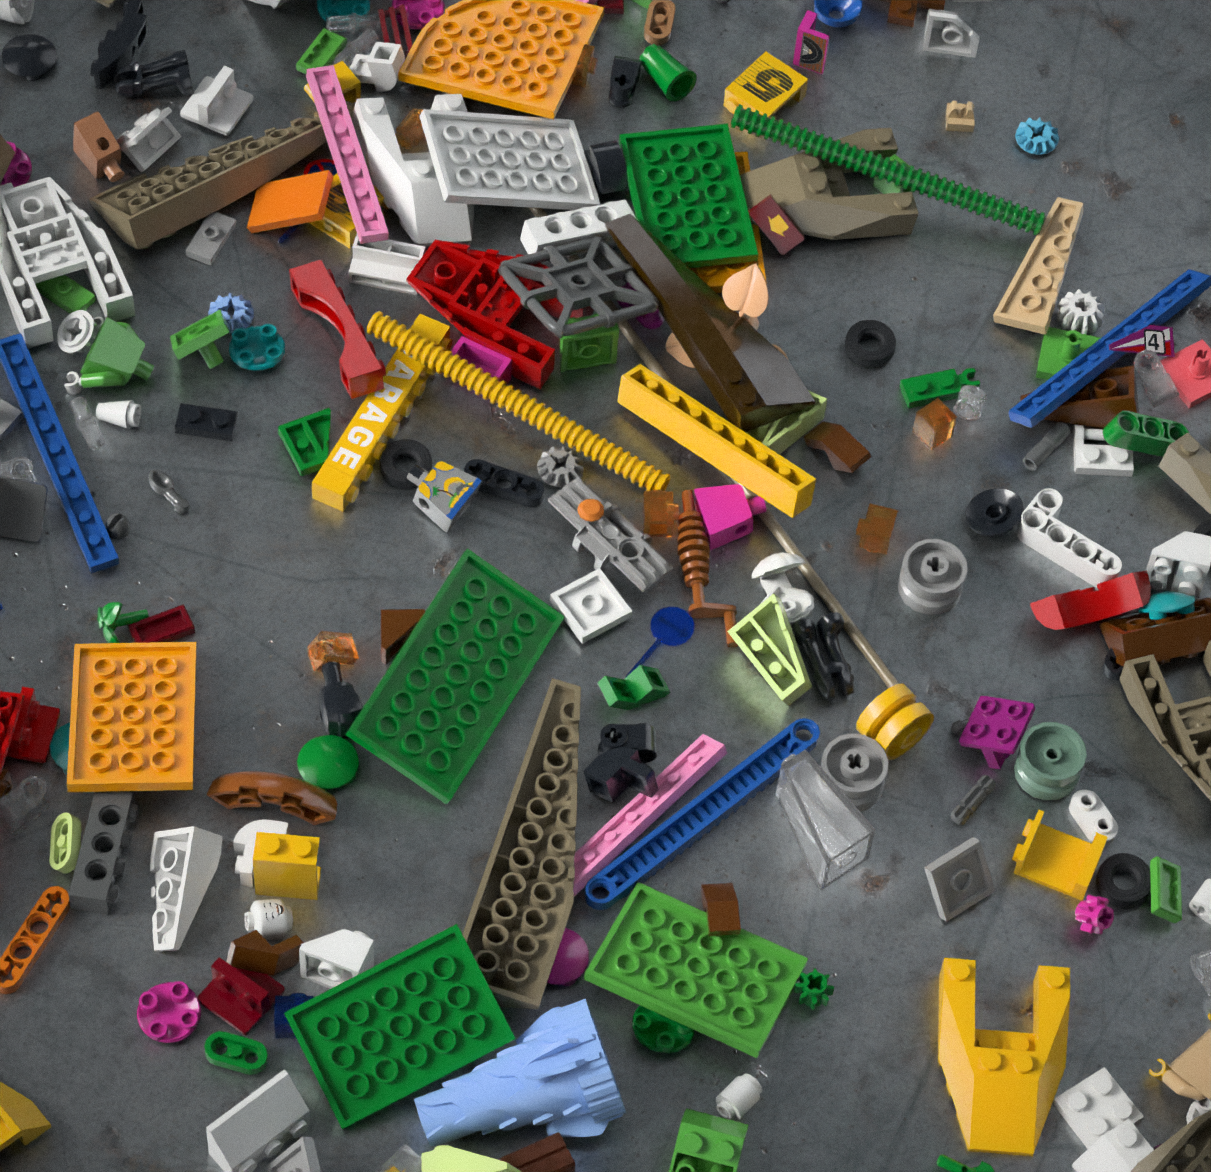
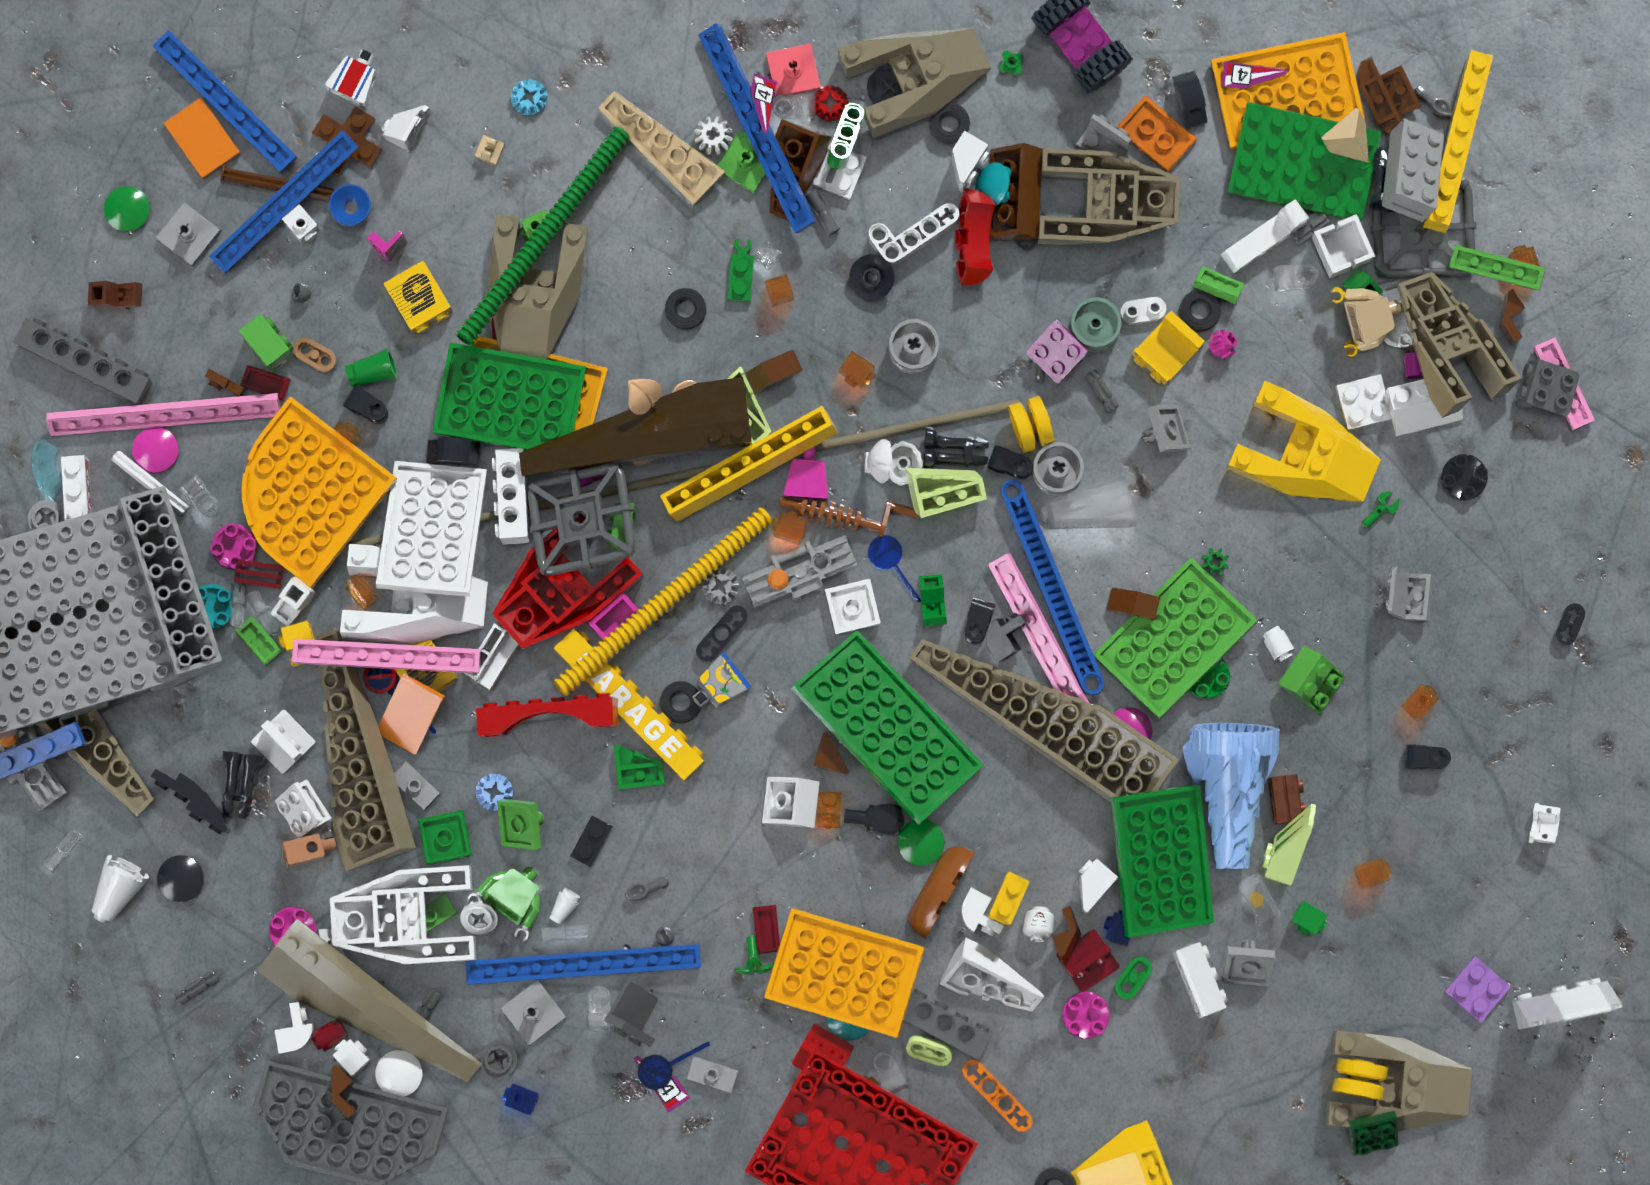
camera: 65 degrees left, 25 degrees up
(160, 279) = (445, 837): none -> green plate
(257, 347) = (535, 781): teal dish -> none
(327, 607) = (790, 802): none -> white slope
(776, 224) = (558, 340): dark red tile -> none
(836, 717) = (1006, 462): none -> black piece
(1191, 416) = (822, 109): none -> red gear

